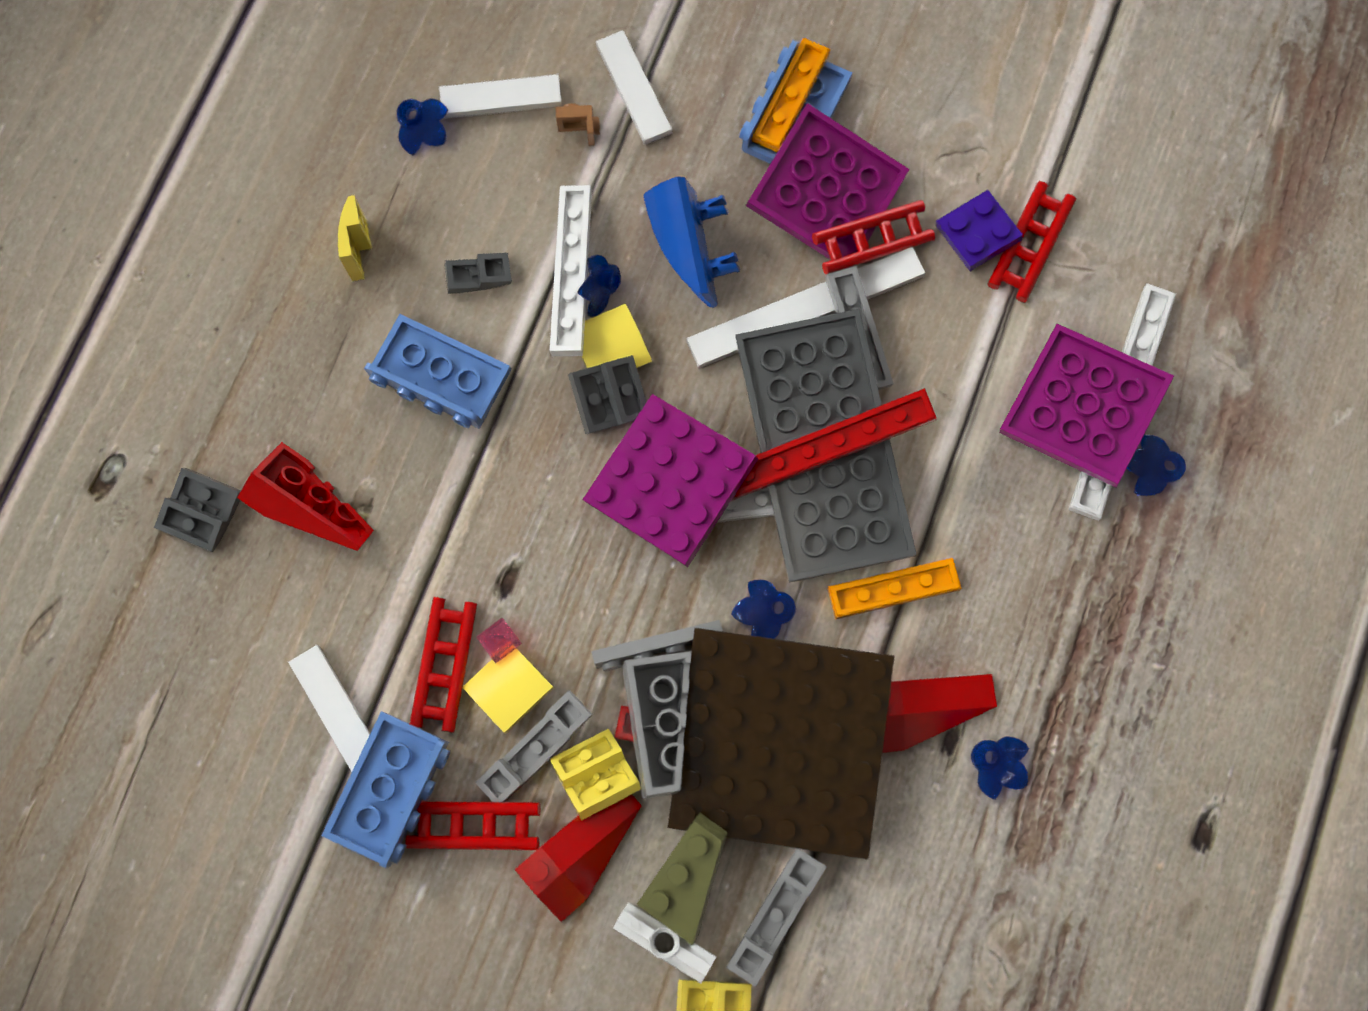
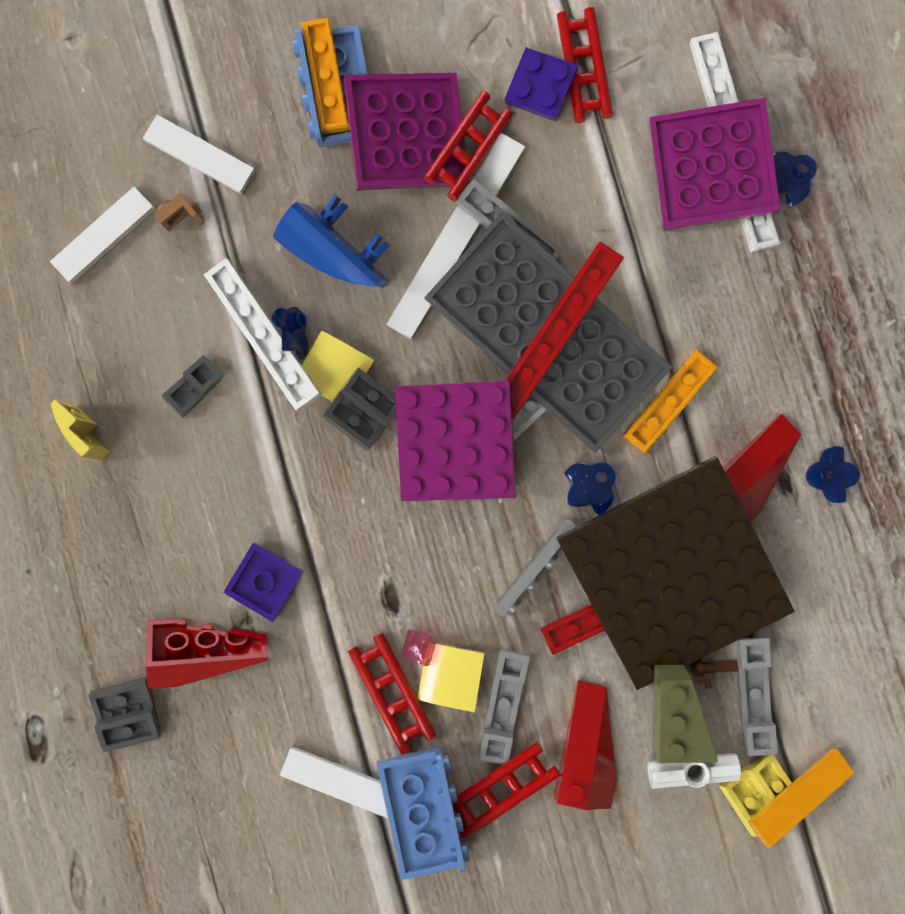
camera: 35 degrees left, 10 degrees up
(407, 482) = (263, 582): none -> dark purple plate
(424, 126) = (62, 302): clear blue plate -> none
(438, 372) = (222, 484): medium blue bracket -> none
(595, 774) = (559, 691): light yellow slope -> none
(657, 712) = (574, 618): light grey wedge -> none
(741, 852) = (700, 668): none -> reddish brown piece

